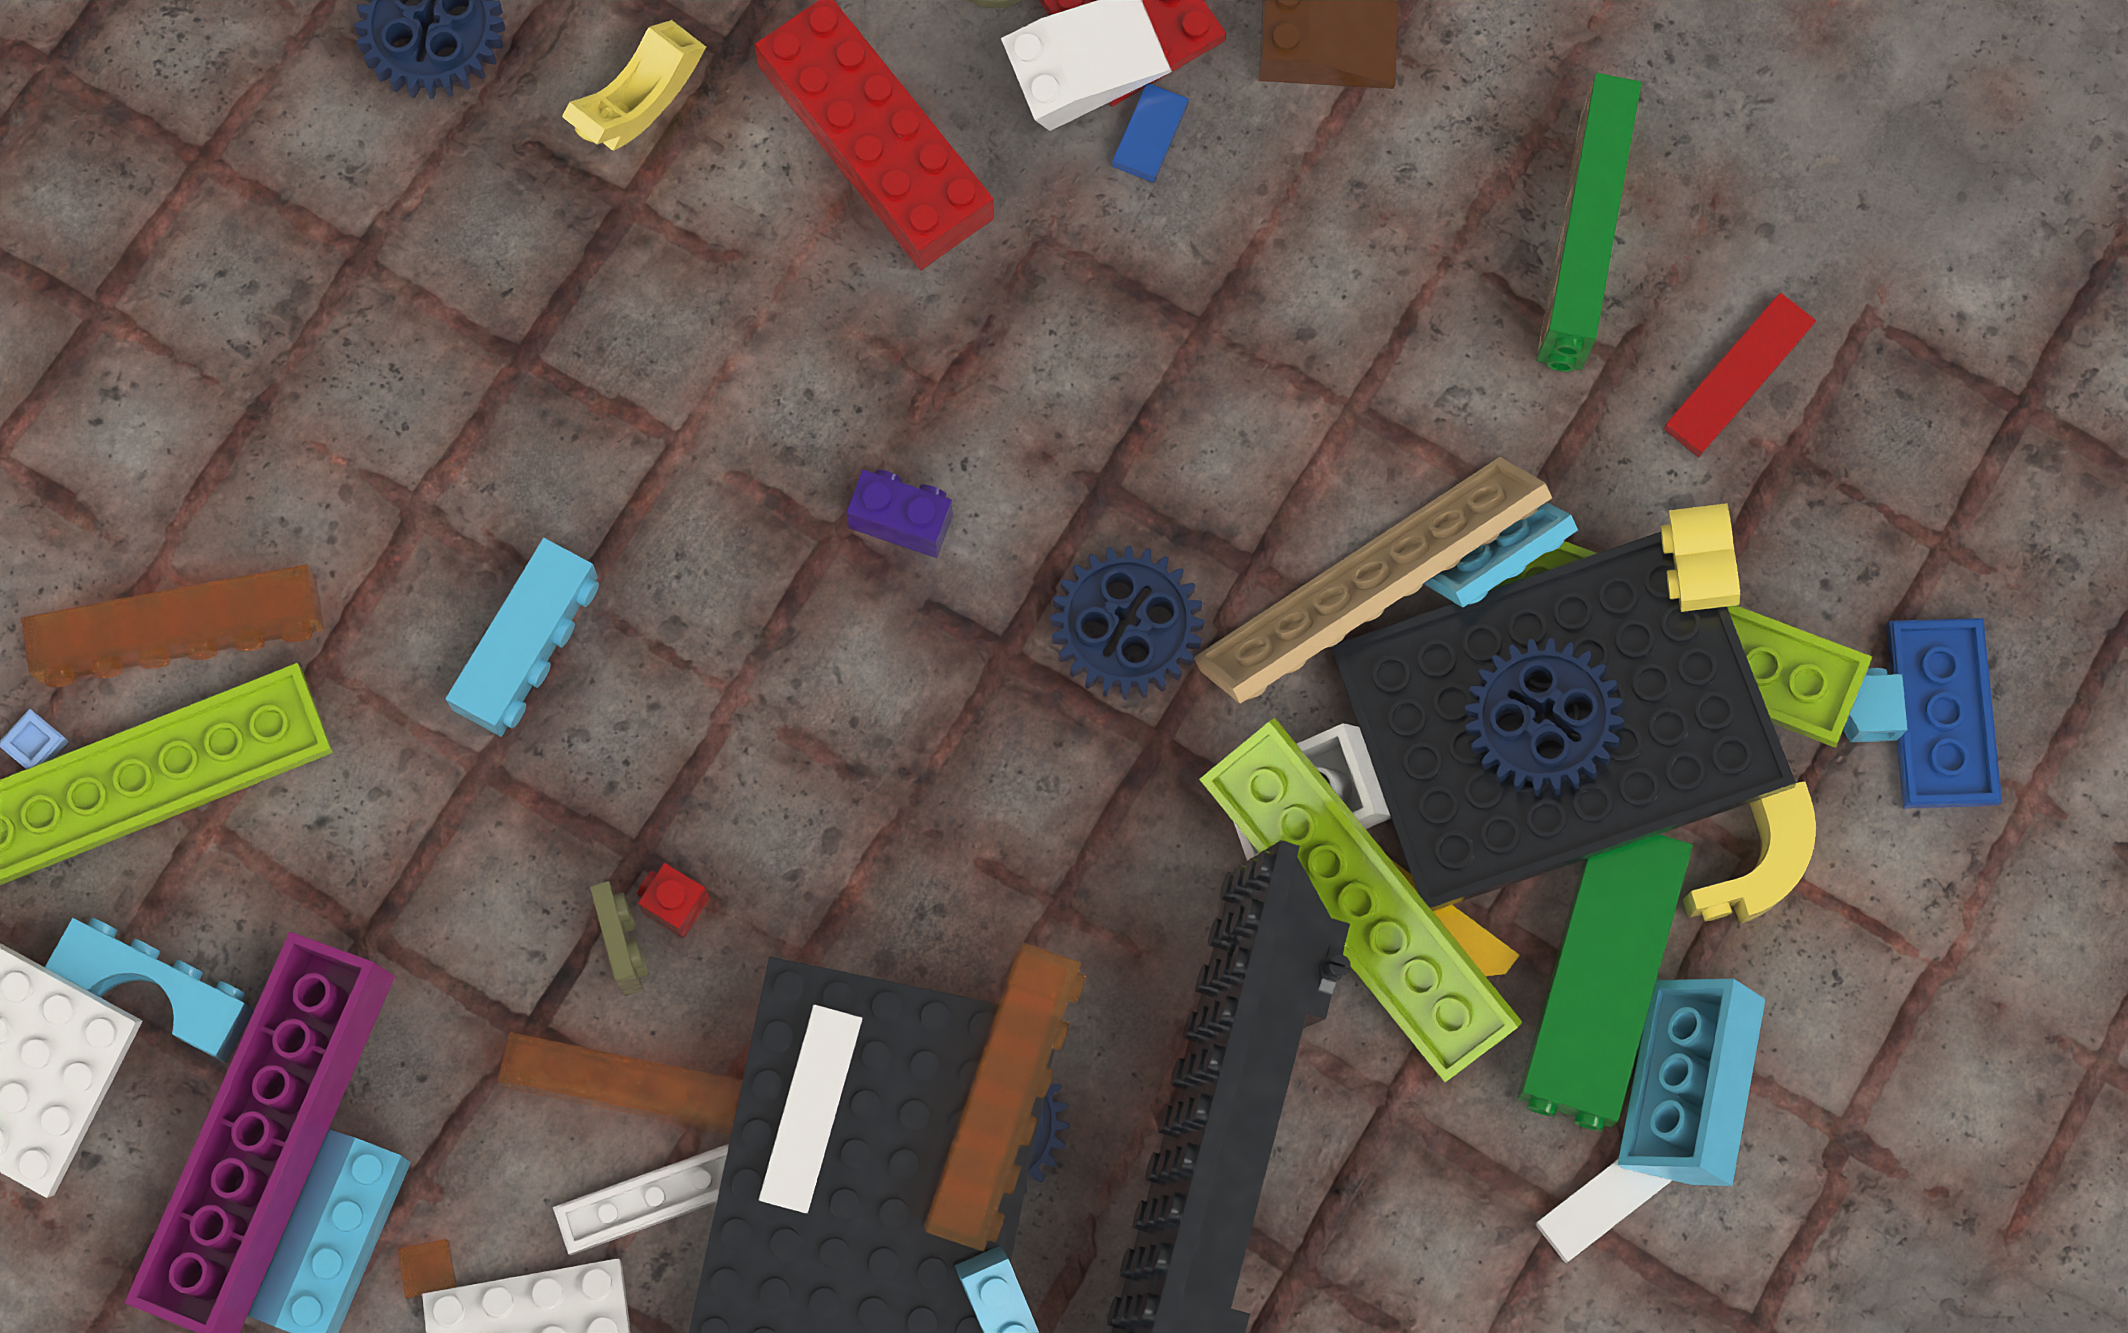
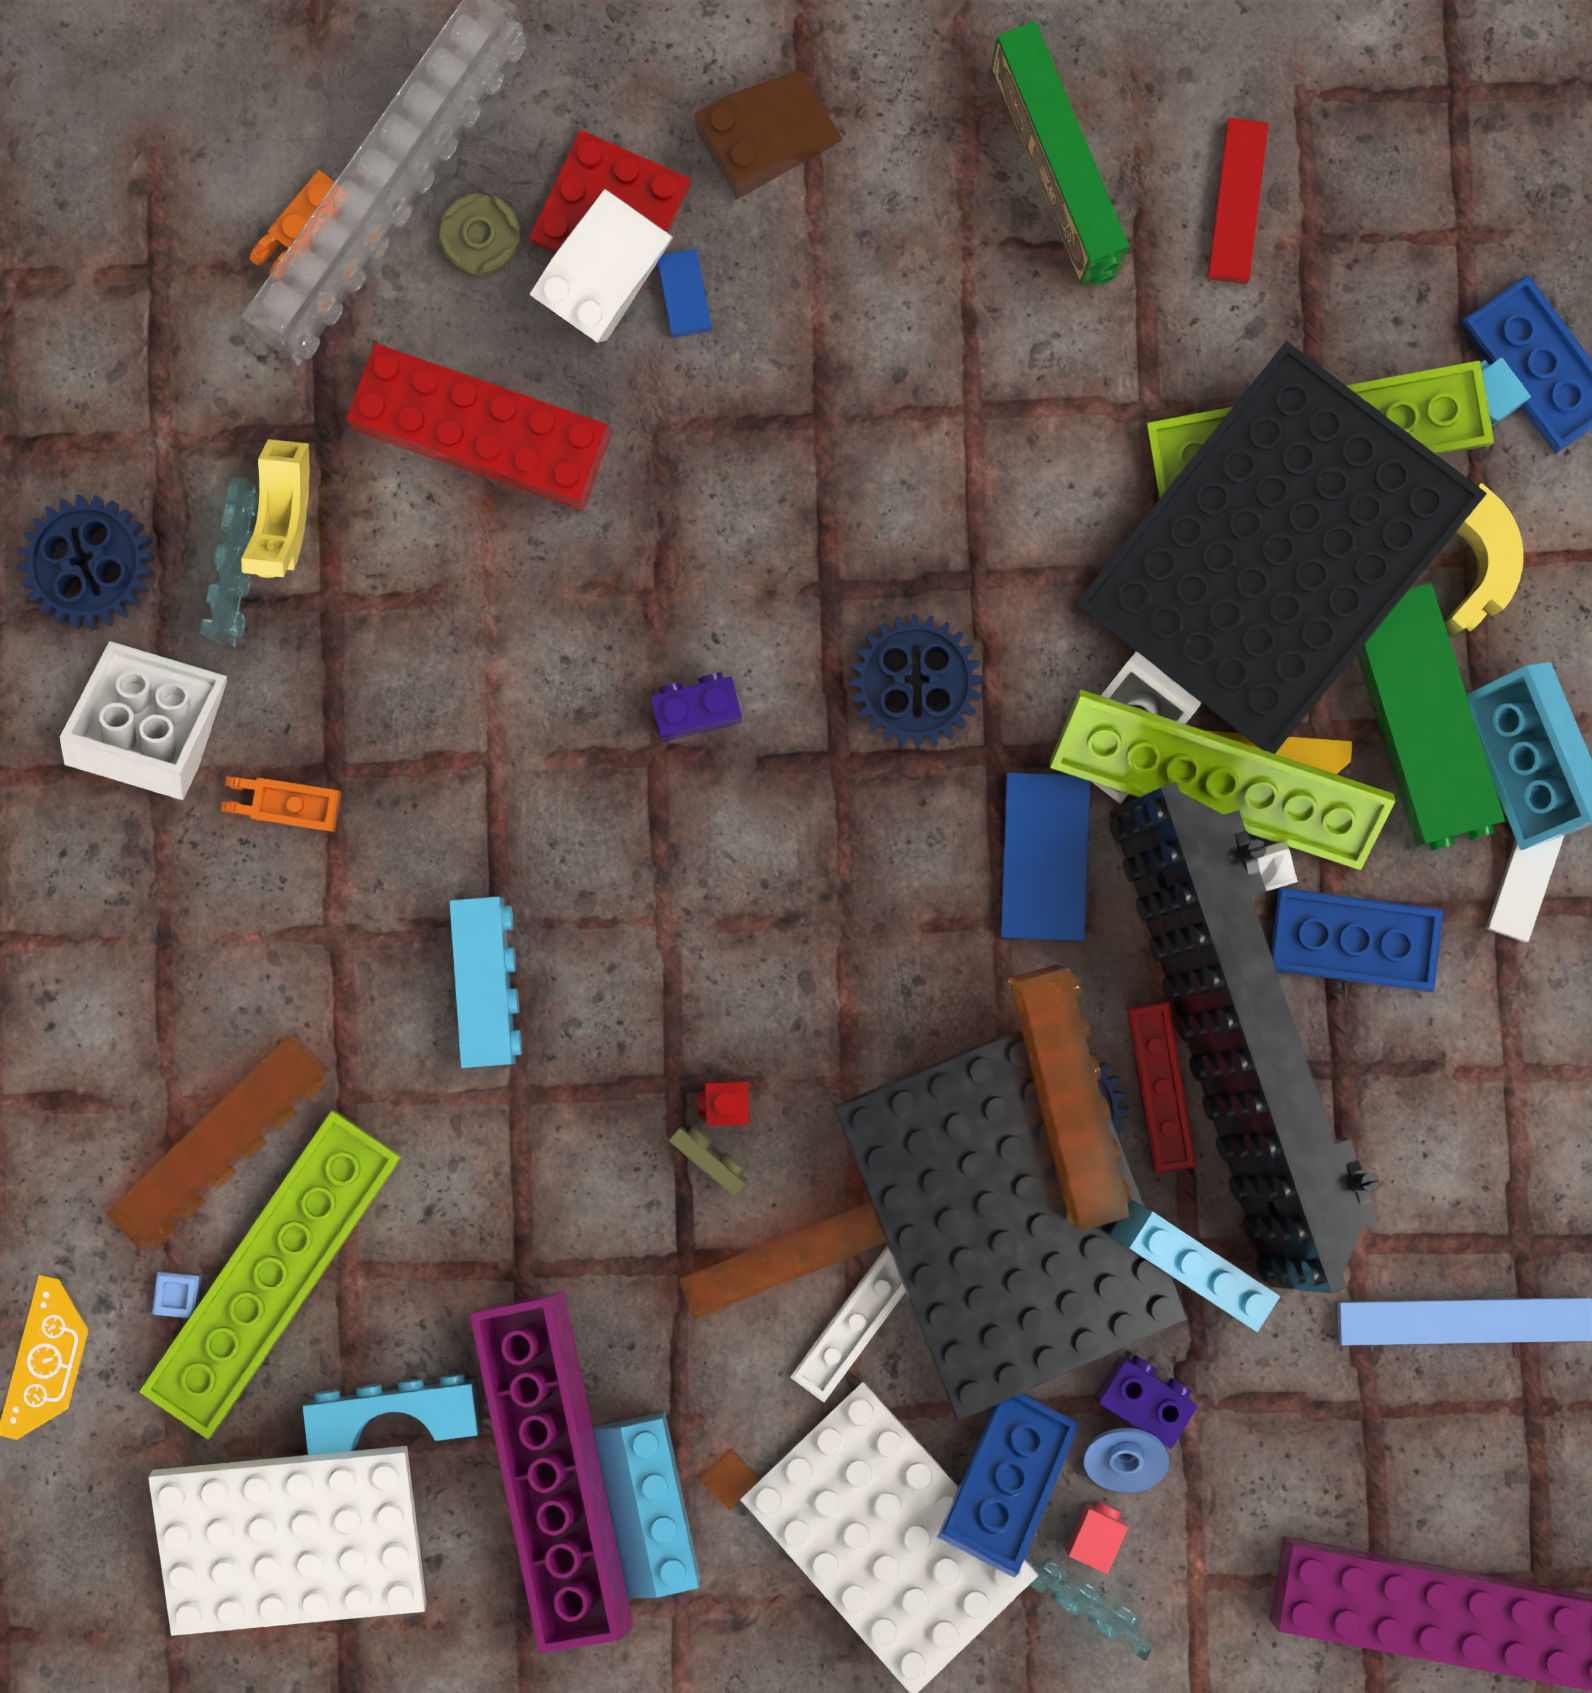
camera: 30 degrees left, 10 degrees up
(379, 198) = (143, 720): none -> white slope
(457, 356) = (286, 803): none -> orange hinge
(536, 132) = (226, 595): none -> clear light blue wing
(810, 1109) = (938, 1196): white tile -> none
(1107, 1167) = (1161, 1087): none -> red tile
(1141, 869) = (1045, 857): none -> blue tile
(1356, 1020) = (1277, 866): none -> white tile
(1372, 579) = (1075, 533): tan plate -> none
(1395, 1148) = (1355, 939): none -> blue tile
(1504, 556) = (1152, 471): medium azure wing -> none
(1571, 683) = (1275, 522): dark blue gear -> none
(1702, 557) = (1315, 366): light yellow brick -> none

